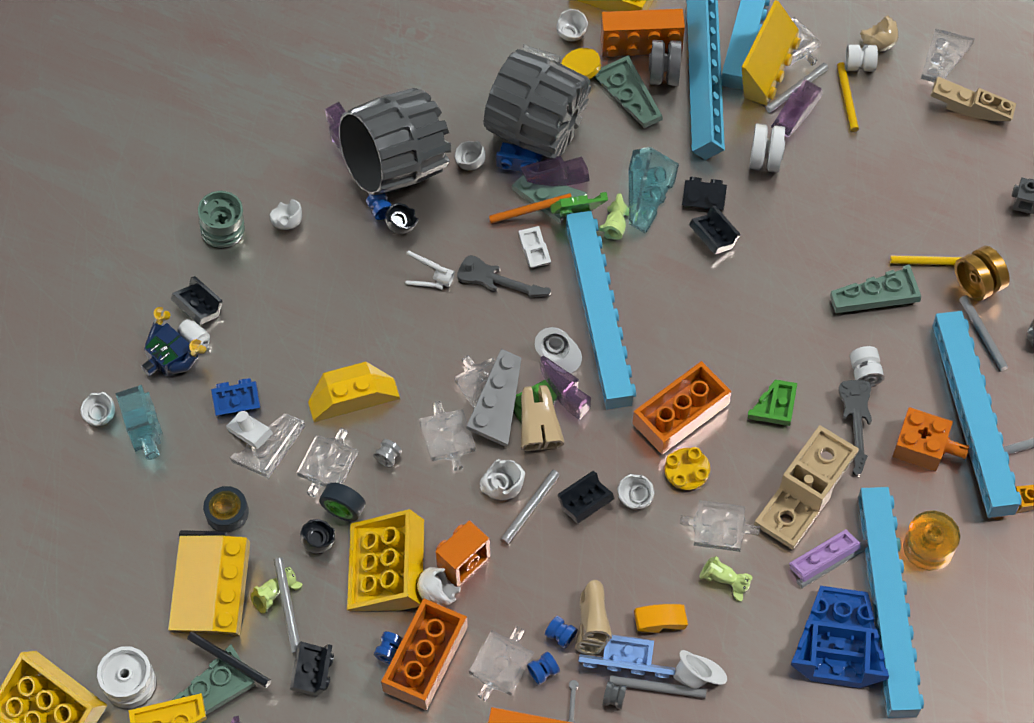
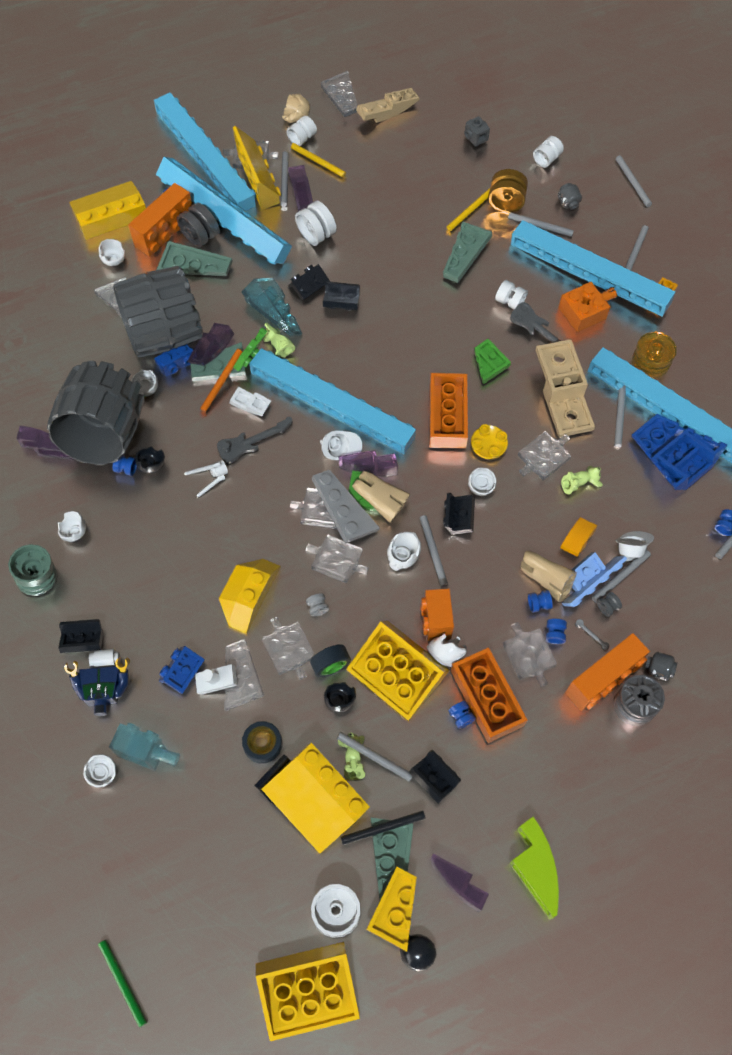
camera: 50 degrees left, 5 degrees up
(584, 61) = (144, 264): yellow tile -> none
(824, 555) = (613, 417): lavender tile -> none

